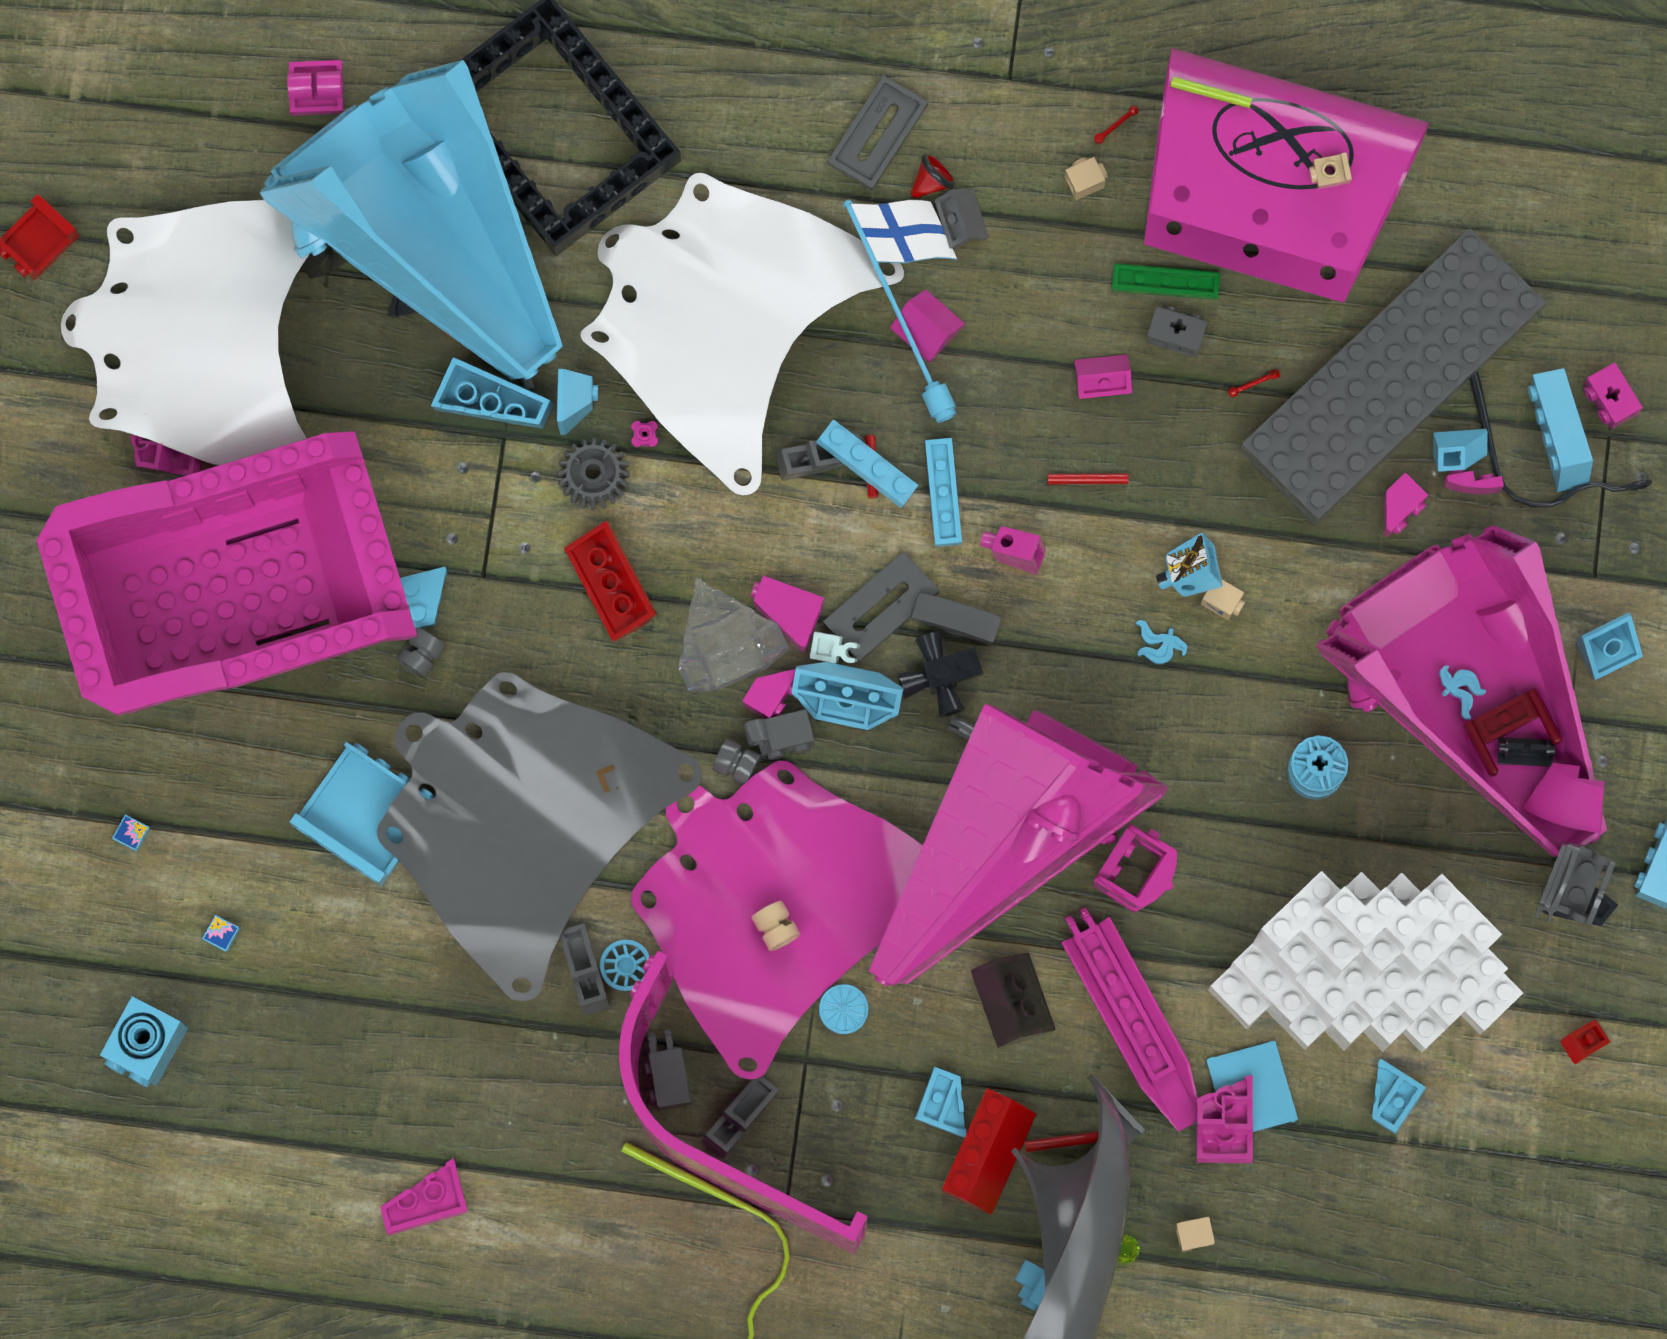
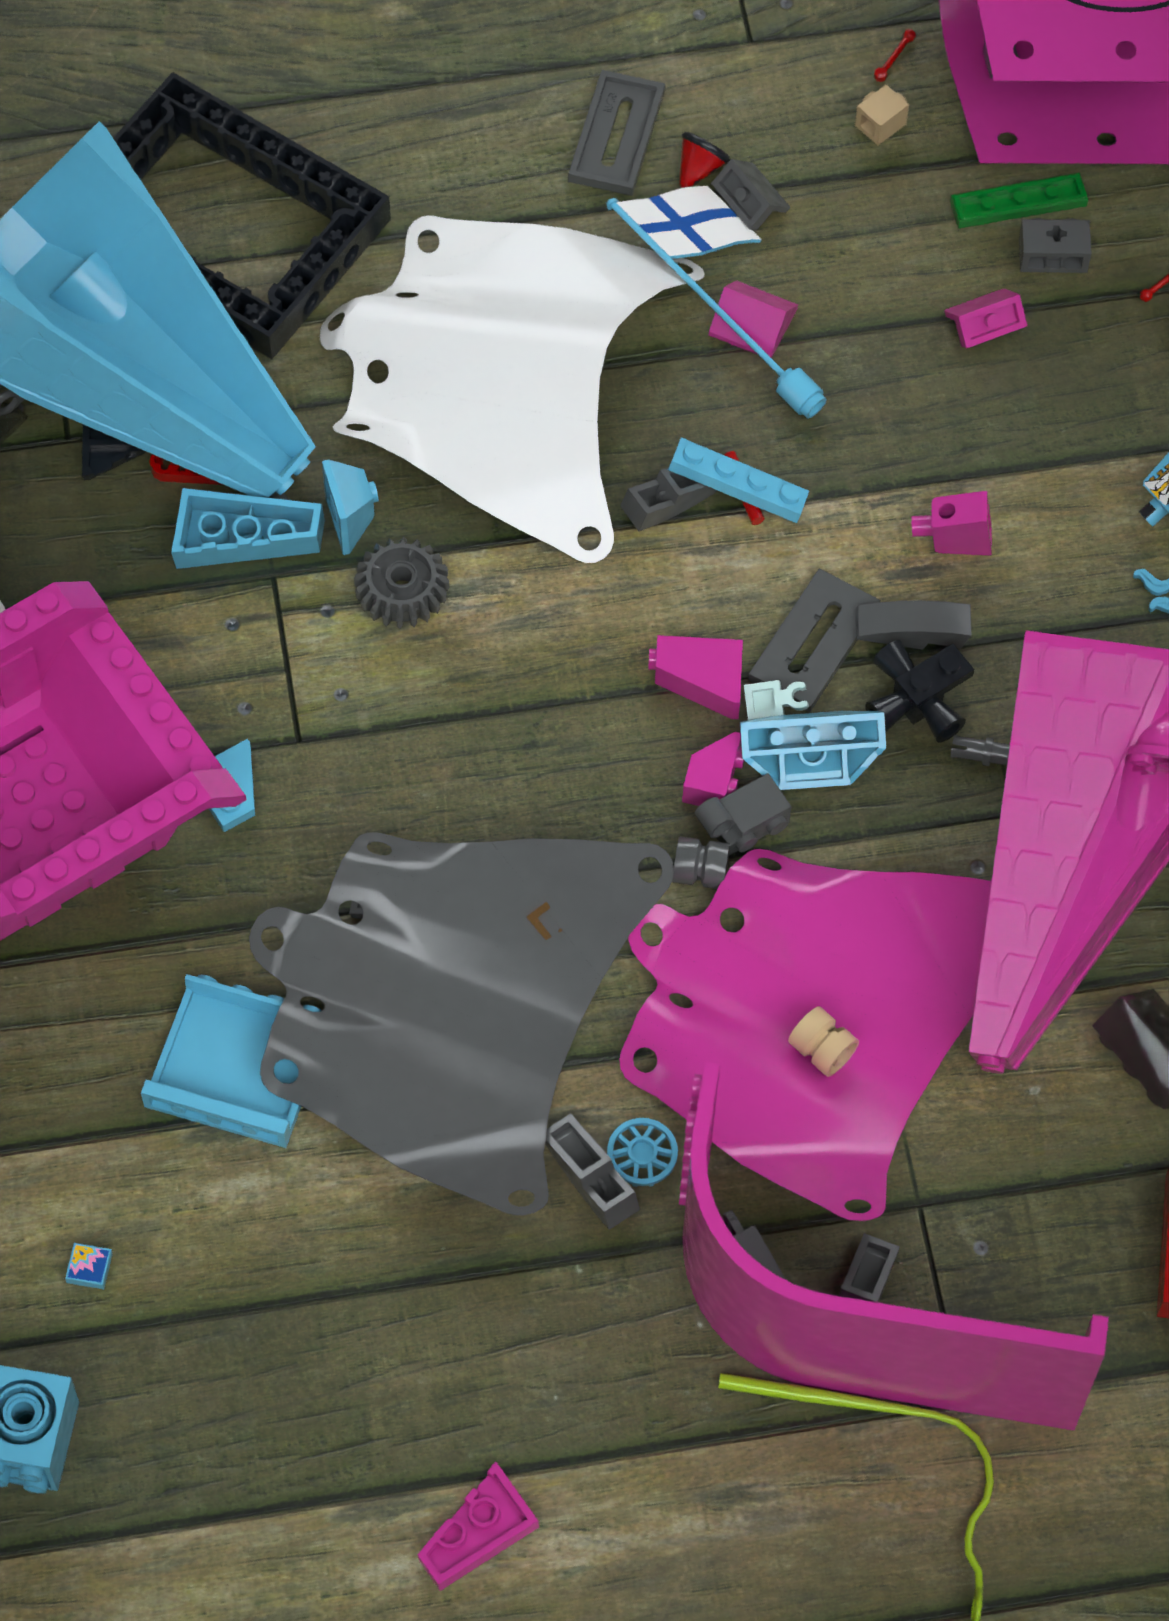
camera: 20 degrees left, 15 degrees down
(420, 653) = (248, 845): dark grey wheel -> none
(610, 581) = (466, 699): red slope -> none
(640, 440) = (450, 532): dark pink plate -> none
(725, 641) = (640, 723): clear wedge -> none
(843, 1009) = (945, 1124): medium azure wheel -> none
(943, 492) = (843, 490): medium azure plate -> none
(943, 1103) = (1117, 1202): medium azure wing -> none
(1099, 478) = (1011, 432): red bar -> none

